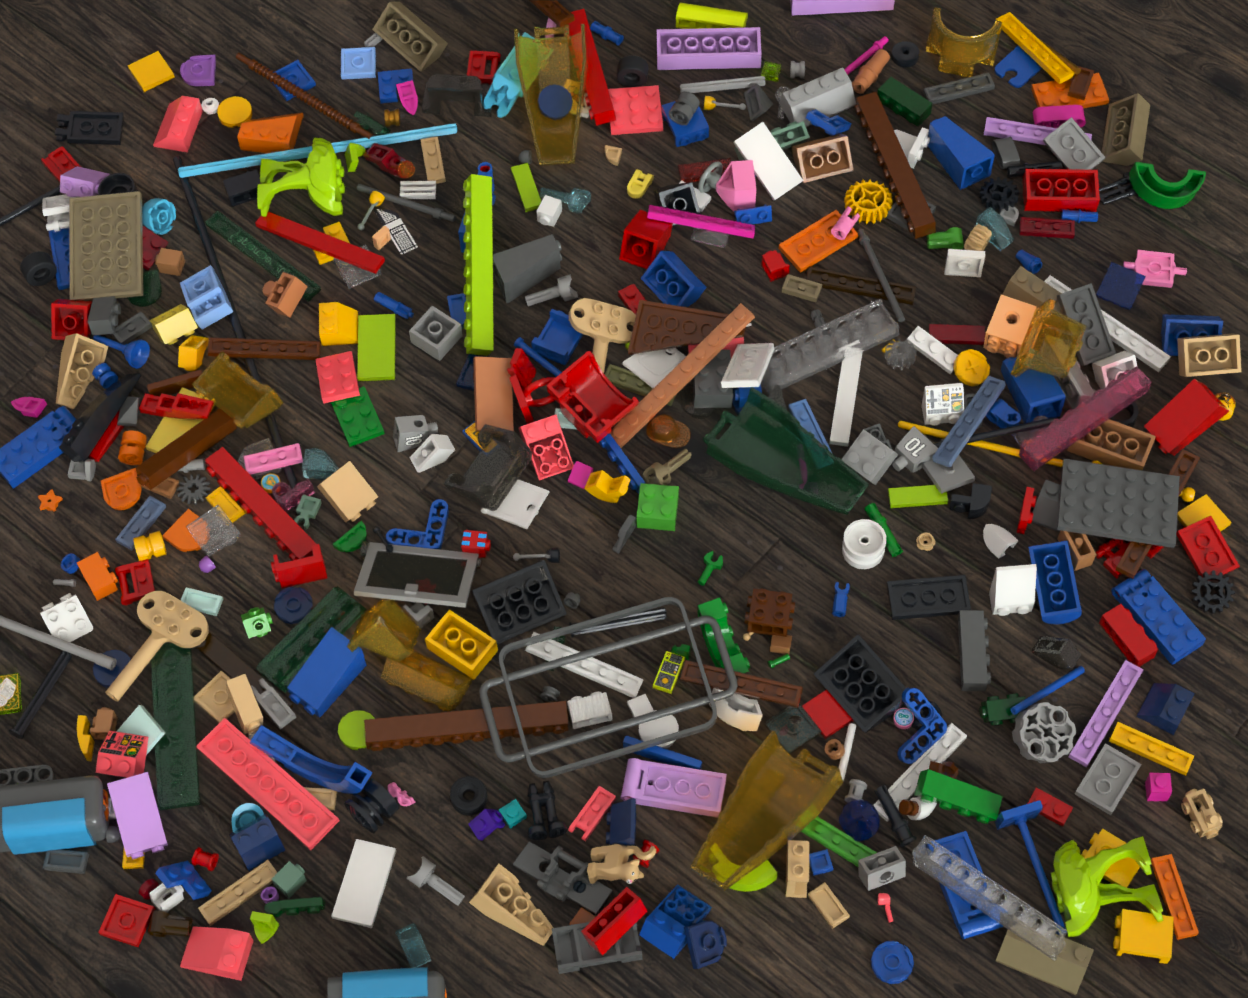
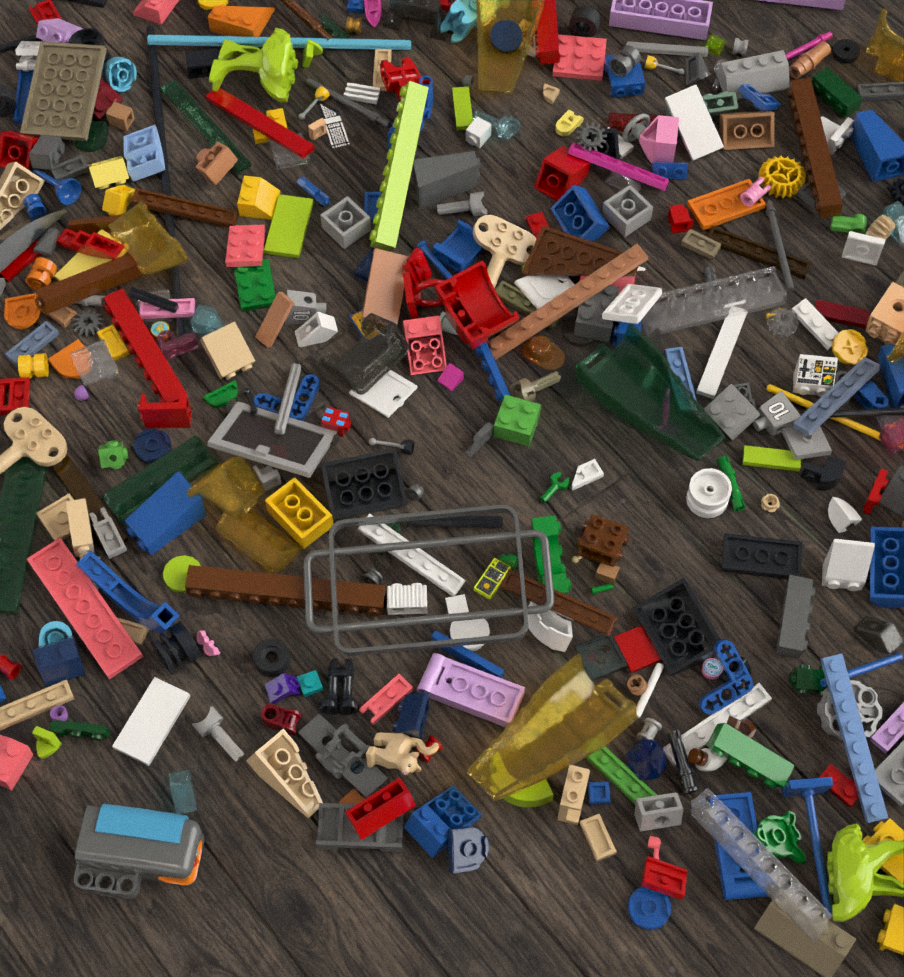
camera: 10 degrees right, 0 degrees up
(202, 601) = (69, 426): light aqua tile -> none
(258, 453) = (153, 299): none -> black axle
(289, 879) = (81, 702): sand green brick -> none
(307, 508) = (187, 360): sand green plate -> none
(388, 450) = (274, 319): none -> nougat tile
(389, 161) = (341, 62): dark red plate -> none
(421, 530) = (287, 400): none -> light grey axle
(455, 167) = (396, 77): none -> red piece
(494, 854) = (284, 719): none -> dark red piece
(605, 487) = (472, 393): yellow brick -> none
(670, 189) = (594, 131): none -> dark grey gear
(720, 267) = (627, 211): none -> light grey brick
(739, 547) = (586, 474): none -> white tile
(840, 600) = (674, 543): blue bar -> none
(901, 930) = (664, 878): none -> red plate
(1003, 867) = (780, 836): none -> green tile
(1053, 758) = (854, 738): none -> medium blue plate

